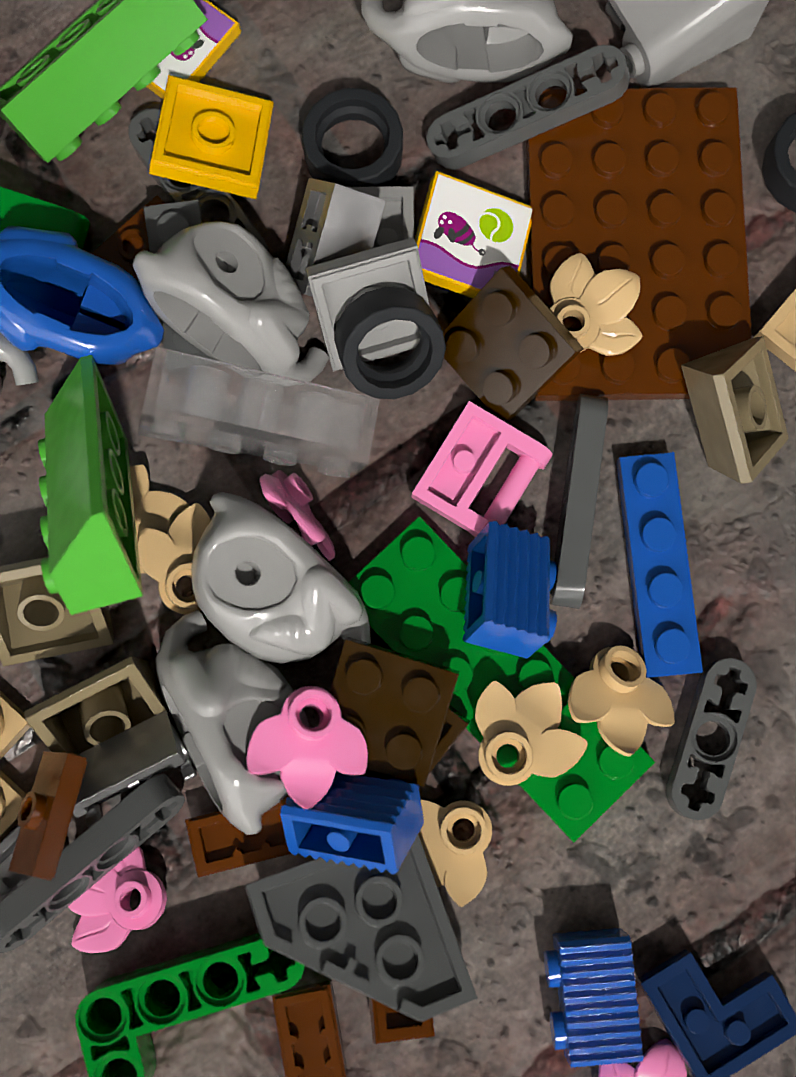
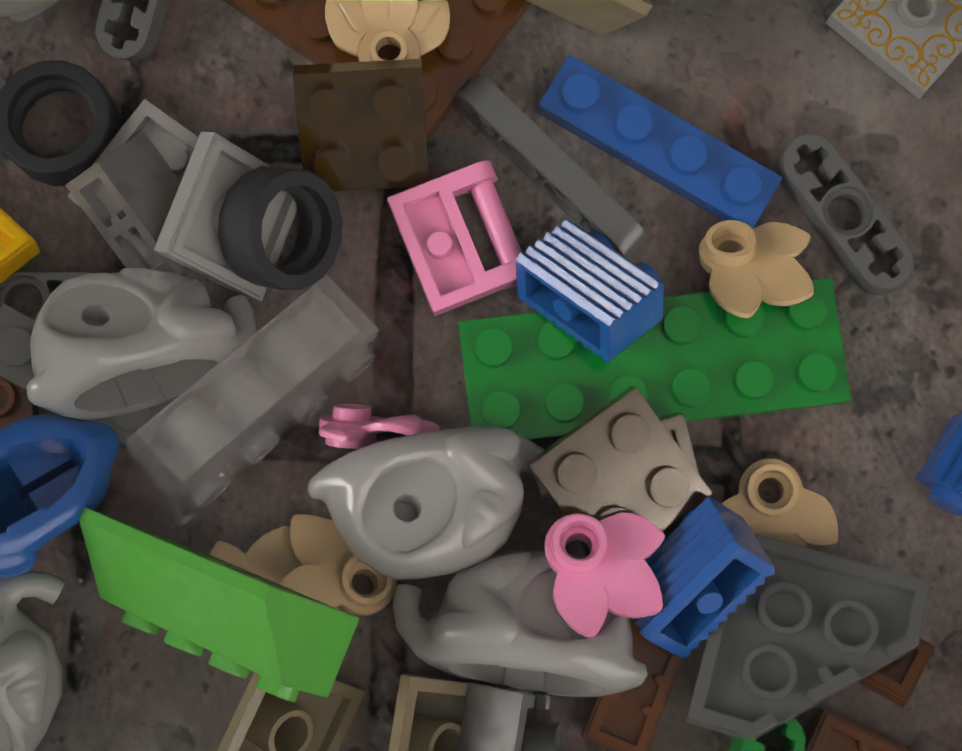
camera: 55 degrees left, 0 degrees up
(469, 234) = (231, 82): tile -> none
(531, 727) = (725, 362): tan plate -> none

